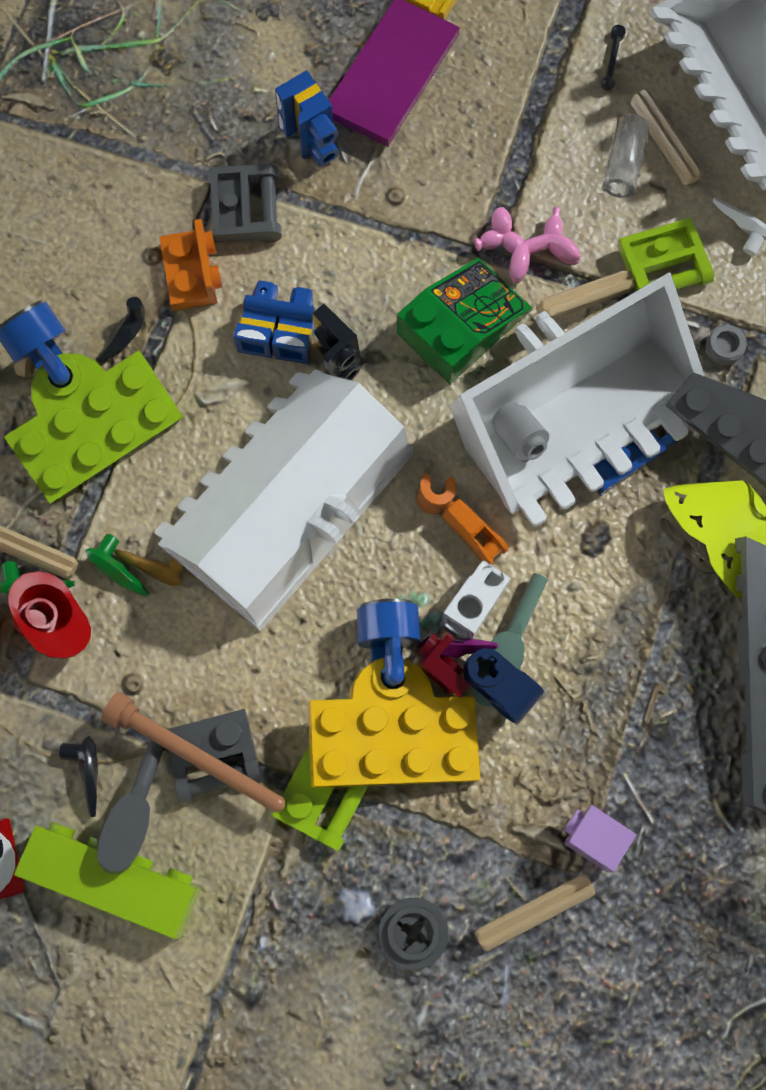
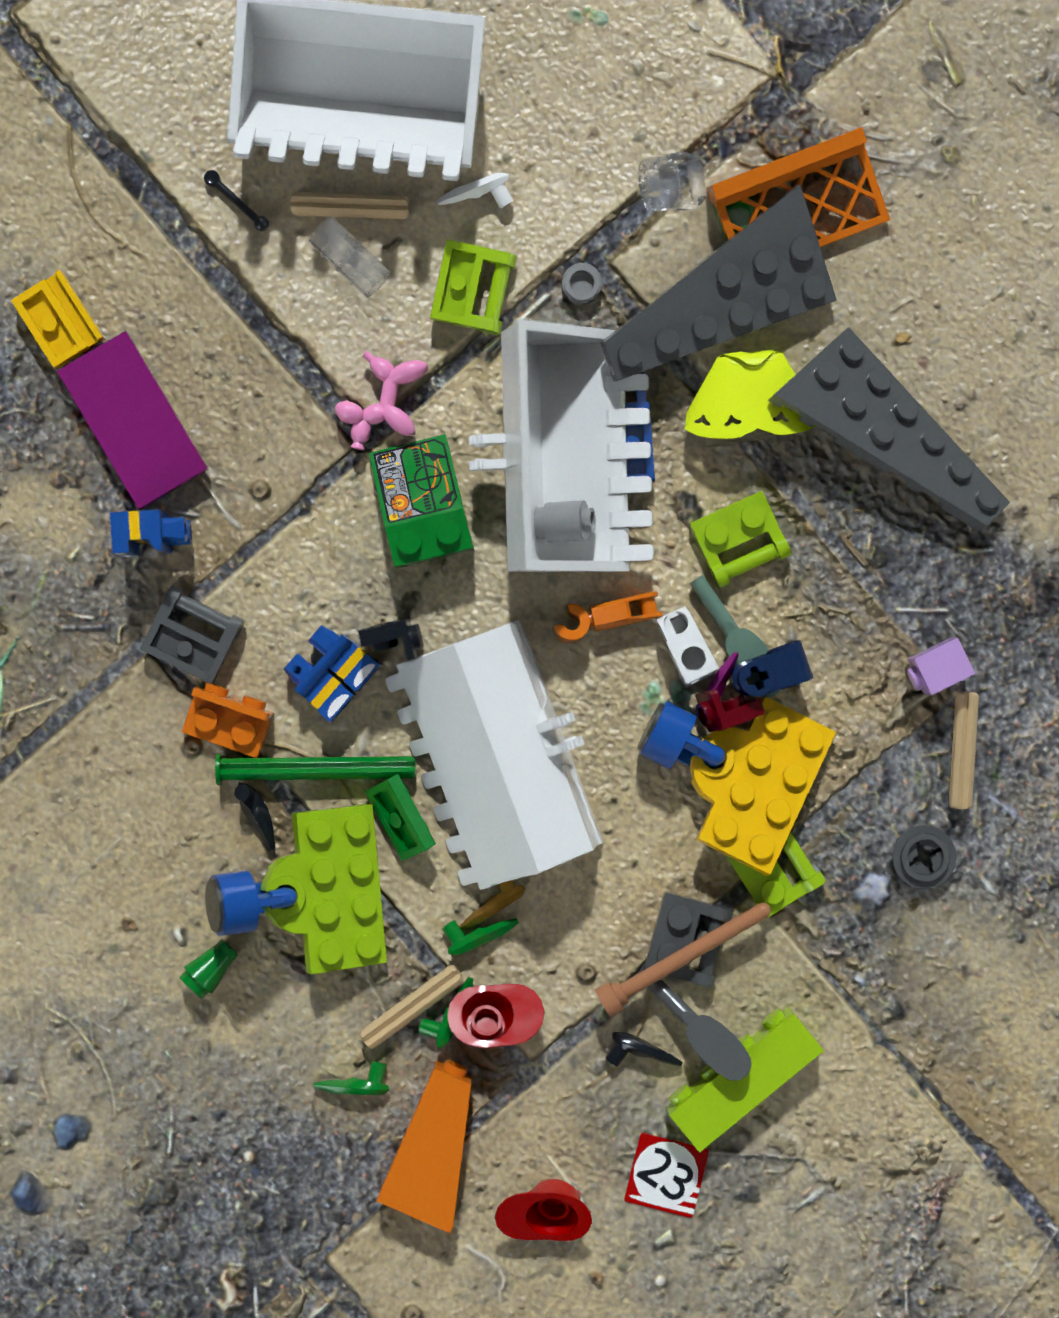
camera: 70 degrees left, 15 degrees up
(184, 444) = (400, 817): none -> green plate
(187, 354) = (313, 768): none -> green axle
(587, 295) = (468, 382): tan axle -> none
(606, 585) = (733, 527): none -> lime plate

